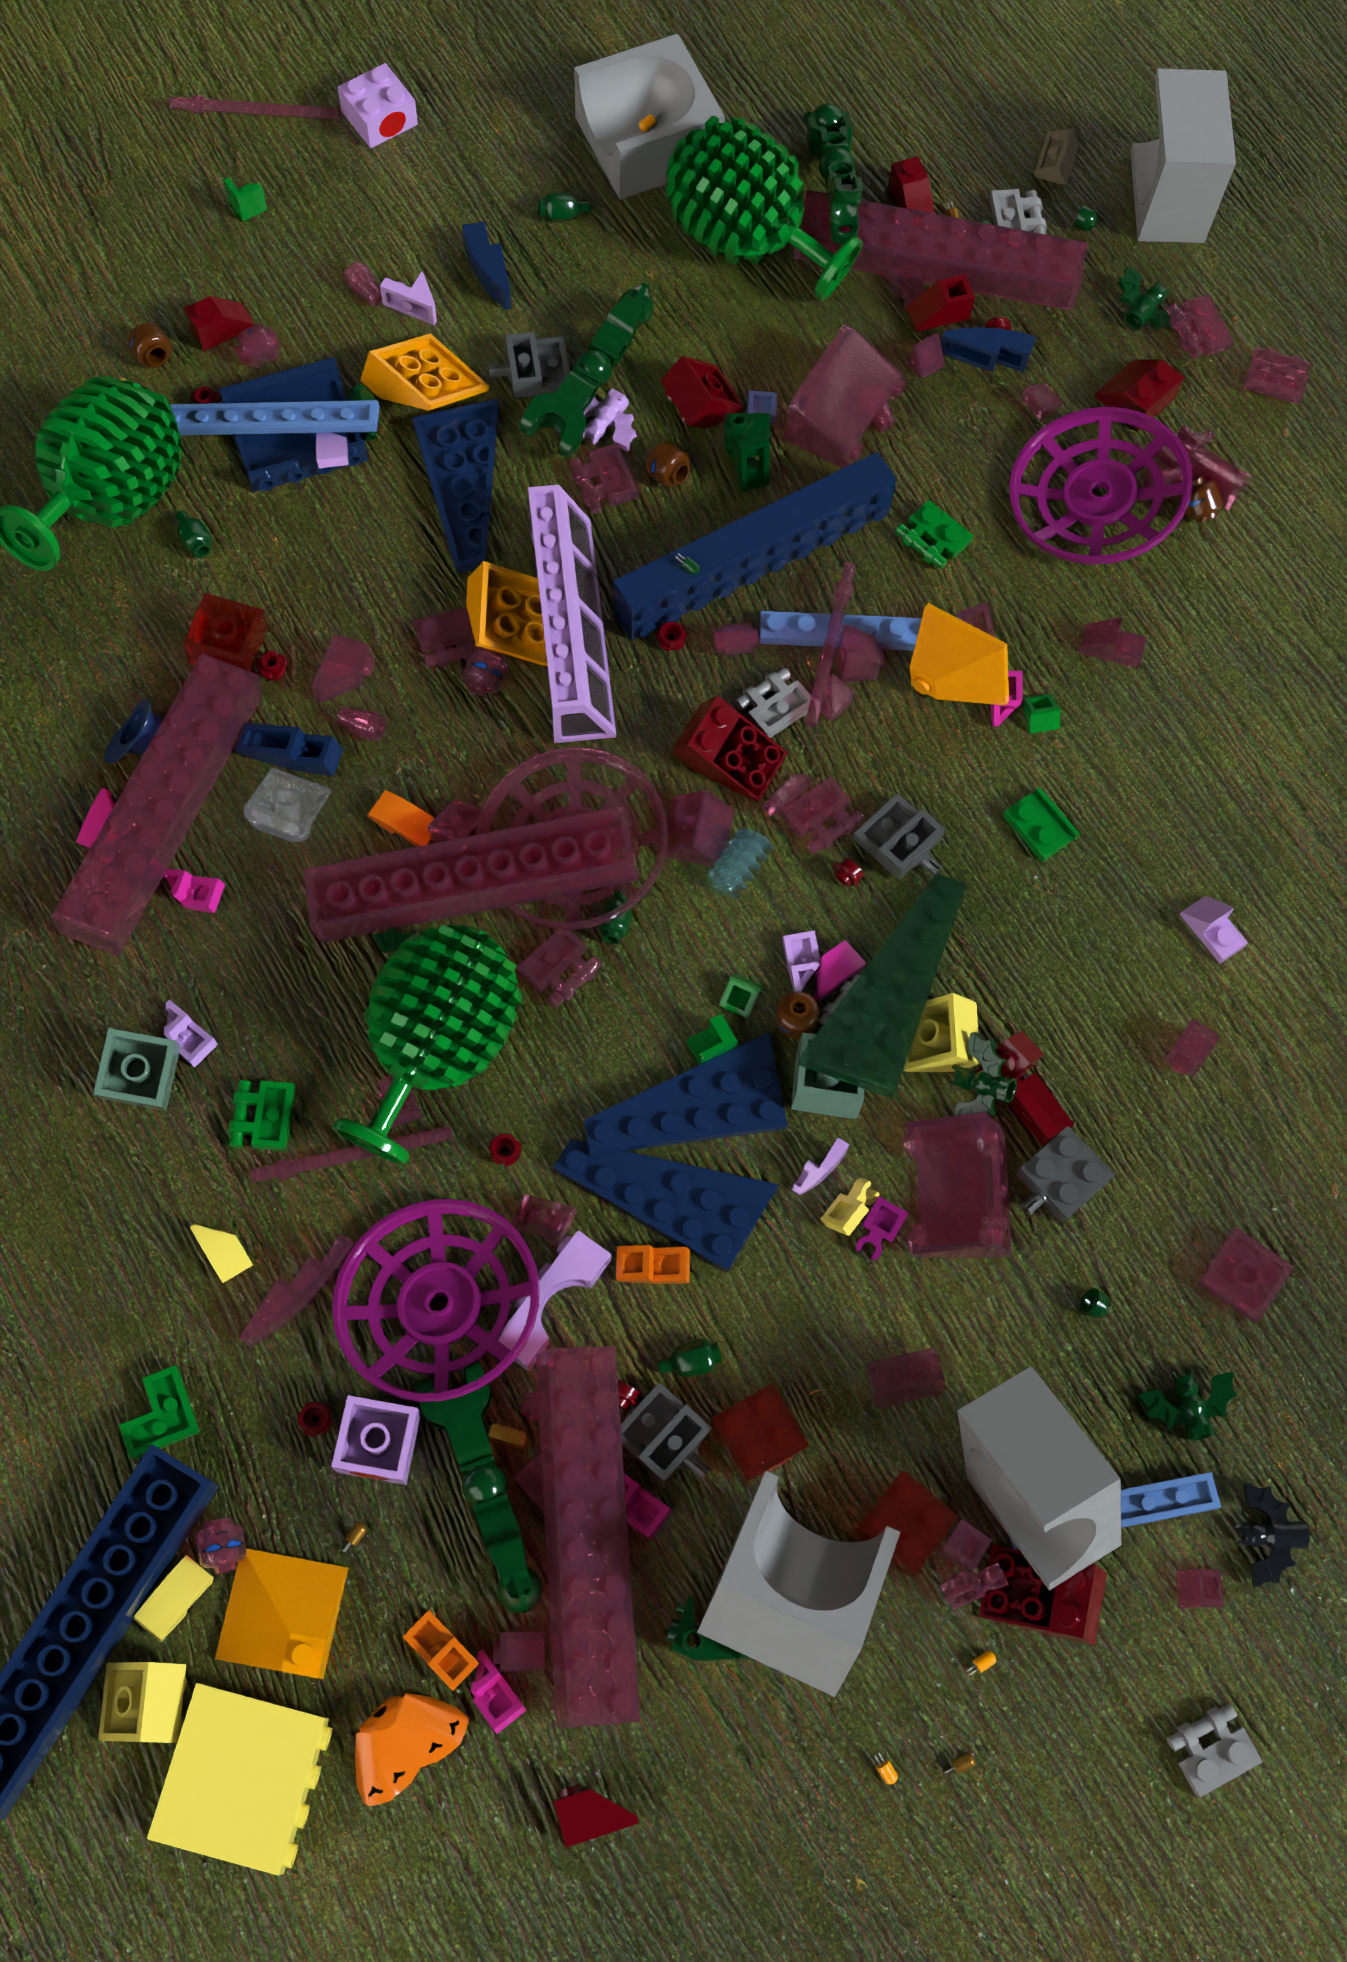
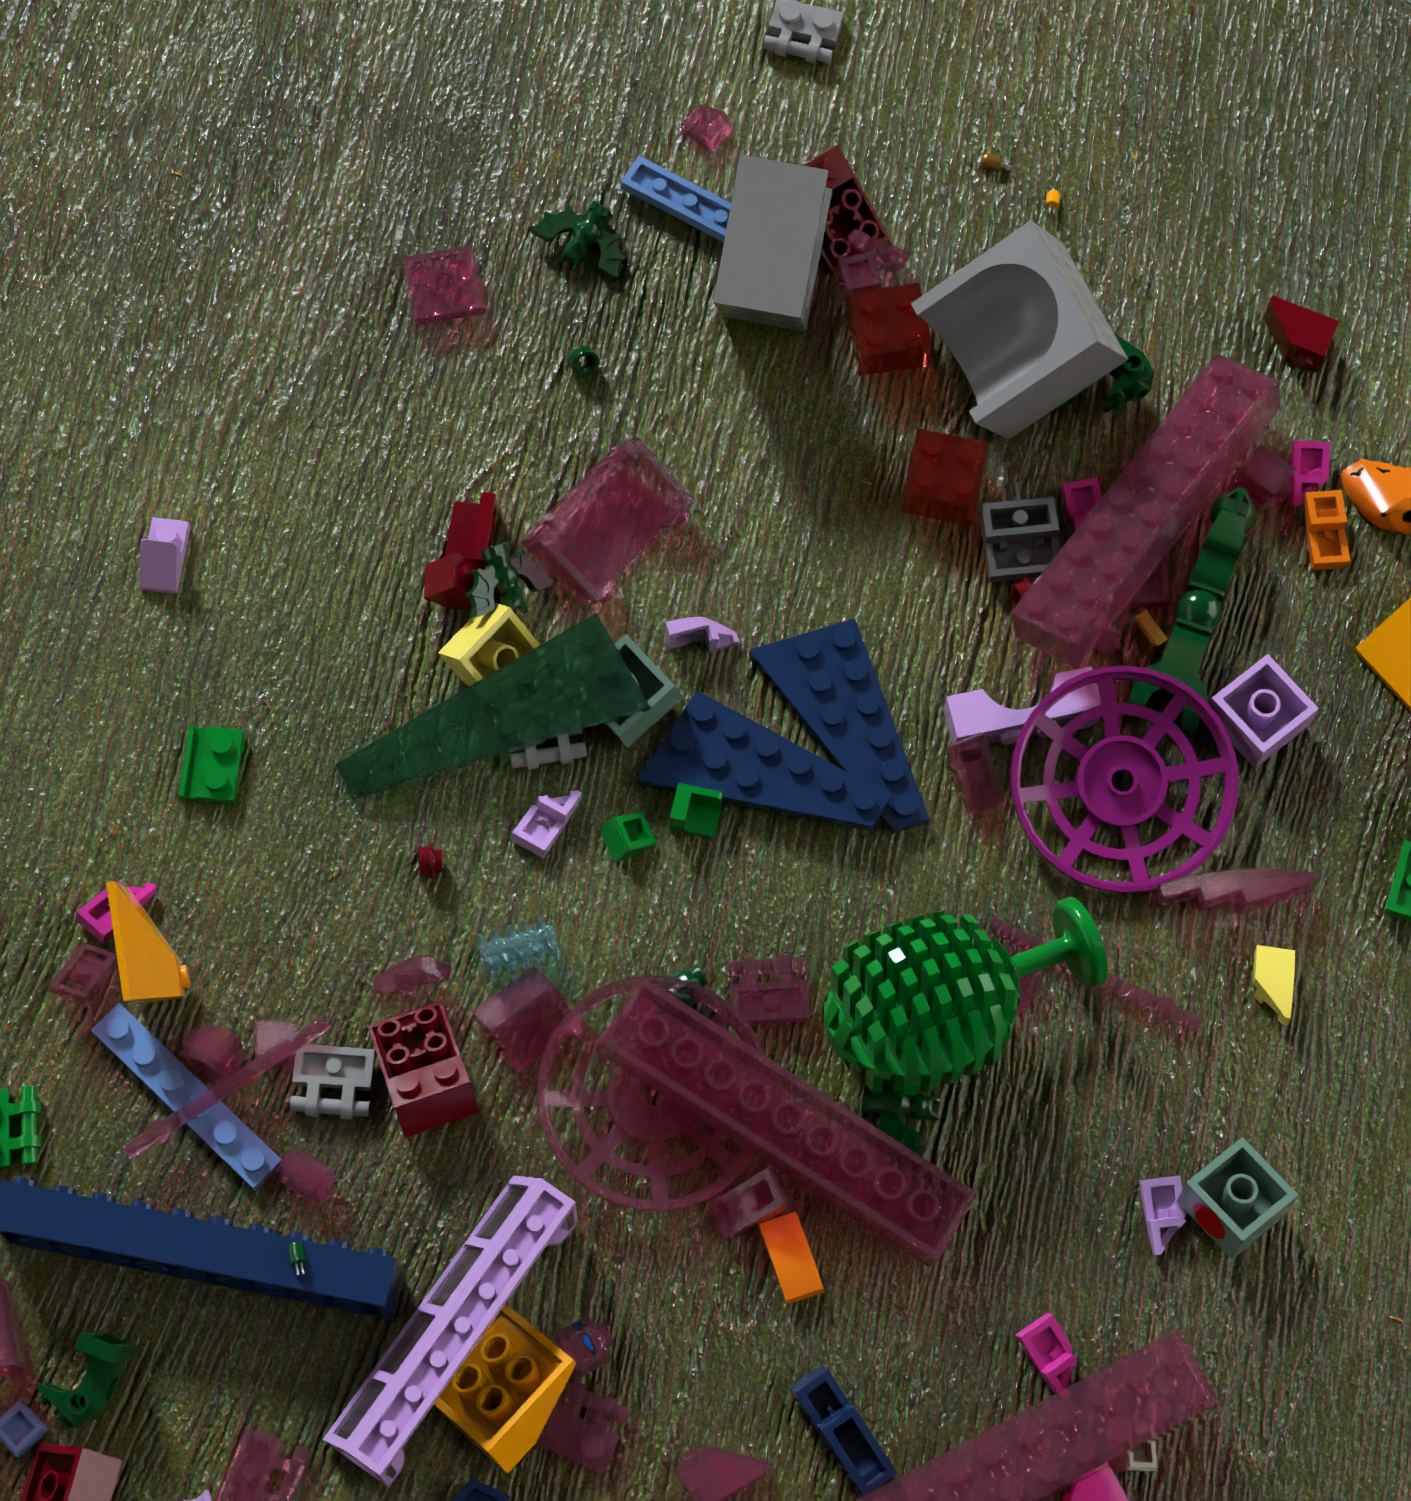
camera: 135 degrees left, 0 degrees up
(272, 1115) = (1140, 1064): green plate -> none
(285, 805) = (893, 1364): clear slope -> none
(308, 1412) = (1301, 769): dark red plate -> none
(355, 1534) = (1330, 666): pearl gold piece -> none
(364, 723) = (748, 1398): clear pink cone -> none
(508, 1141) = (959, 859): dark red plate -> none
(653, 1265) = (911, 675): orange slope -> none
(668, 465) = (186, 1433): reddish brown head -> none
(671, 629) = (361, 1226): dark red plate -> none
(692, 1358) = (945, 577): dark green plant -> none
(796, 1014) = (602, 768): reddish brown head -> none
(816, 807) = (391, 944): clear pink plate -> none
(835, 968) = (524, 785): dark pink slope -> none
(849, 1210) = (714, 582): light yellow plate -> none
(883, 1223) = (693, 552): magenta plate -> none
(901, 837) = (350, 852): dark grey plate -> none
(905, 1378) = (790, 423): clear pink hinge -> none
(983, 1662) = (916, 207): light orange piece -> none
(1041, 713) = (97, 866): green slope -> none
(1063, 1176) = (510, 465): dark grey plate -> none
(1191, 1048) = (297, 473): clear pink brick -> none
(1277, 1534) = (614, 111): black animal -> none

